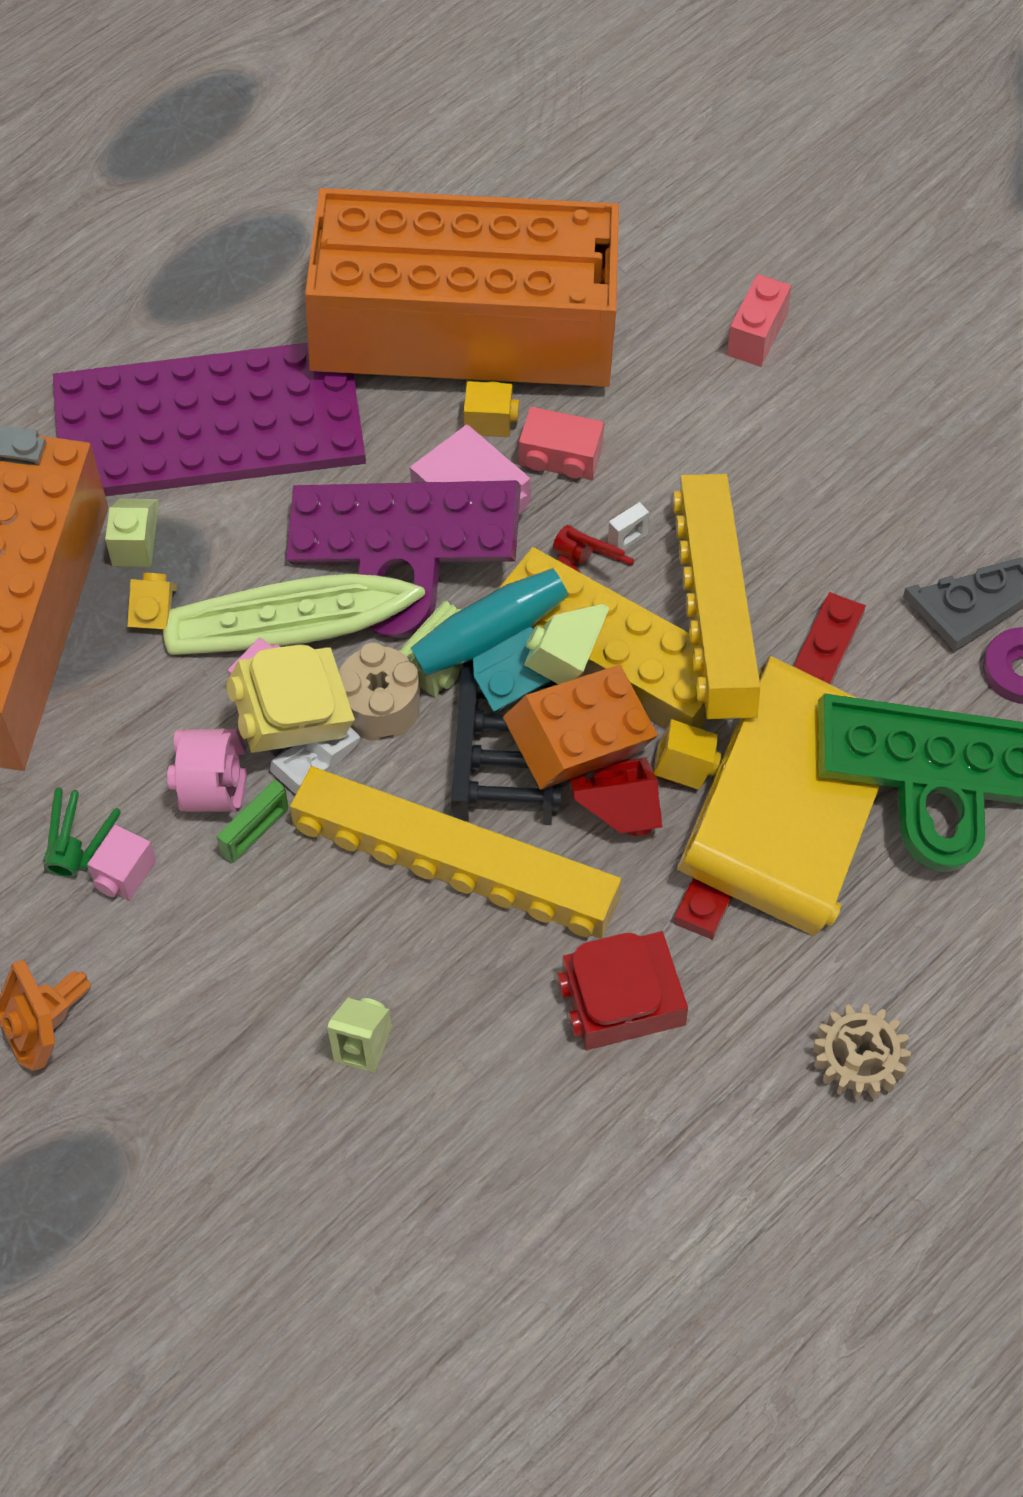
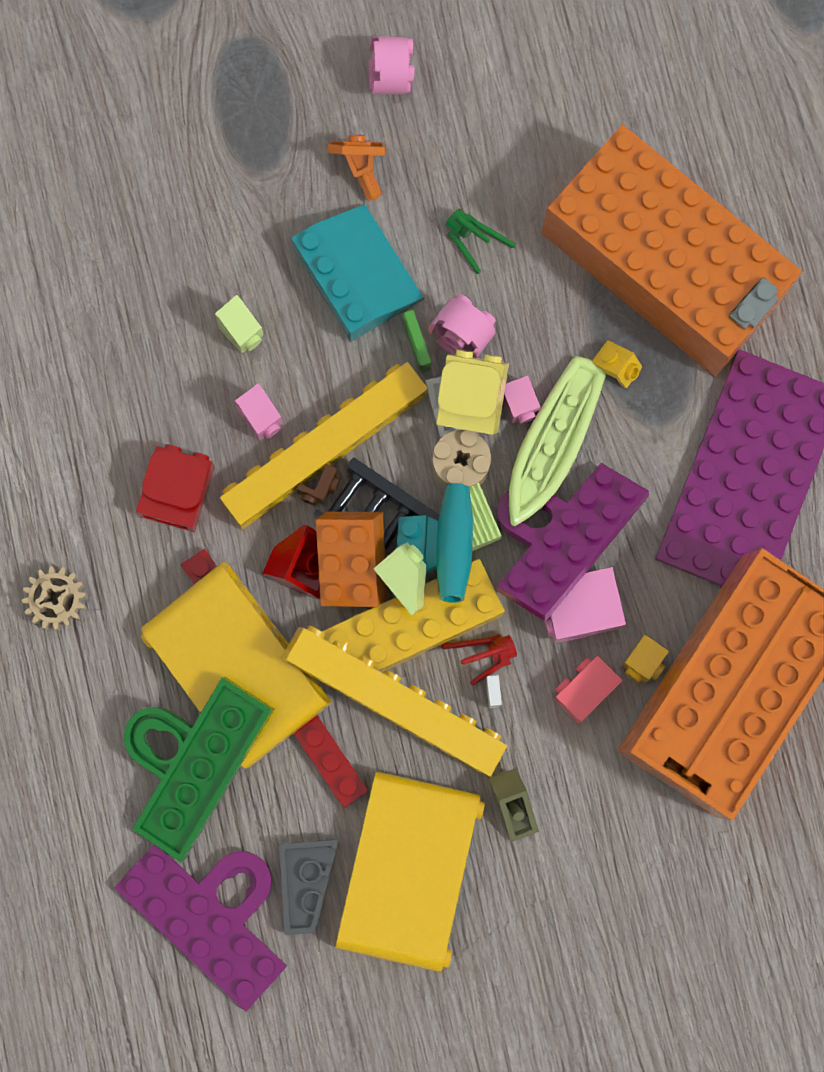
camera: 115 degrees right, 20 degrees up
(121, 863) = (434, 252): bright pink brick -> none
(132, 532) = (683, 380): yellowish green slope -> none
(201, 944) = (356, 270): none -> teal slope
(461, 944) = (259, 412): none -> bright pink slope
(510, 822) = (327, 484): none -> reddish brown bracket
(687, 754) = (301, 614): yellow brick -> none
(735, 449) = (513, 804): none -> olive slope
(759, 320) = (612, 890): coral brick -> none
(882, 509) = (408, 872): none -> yellow windscreen

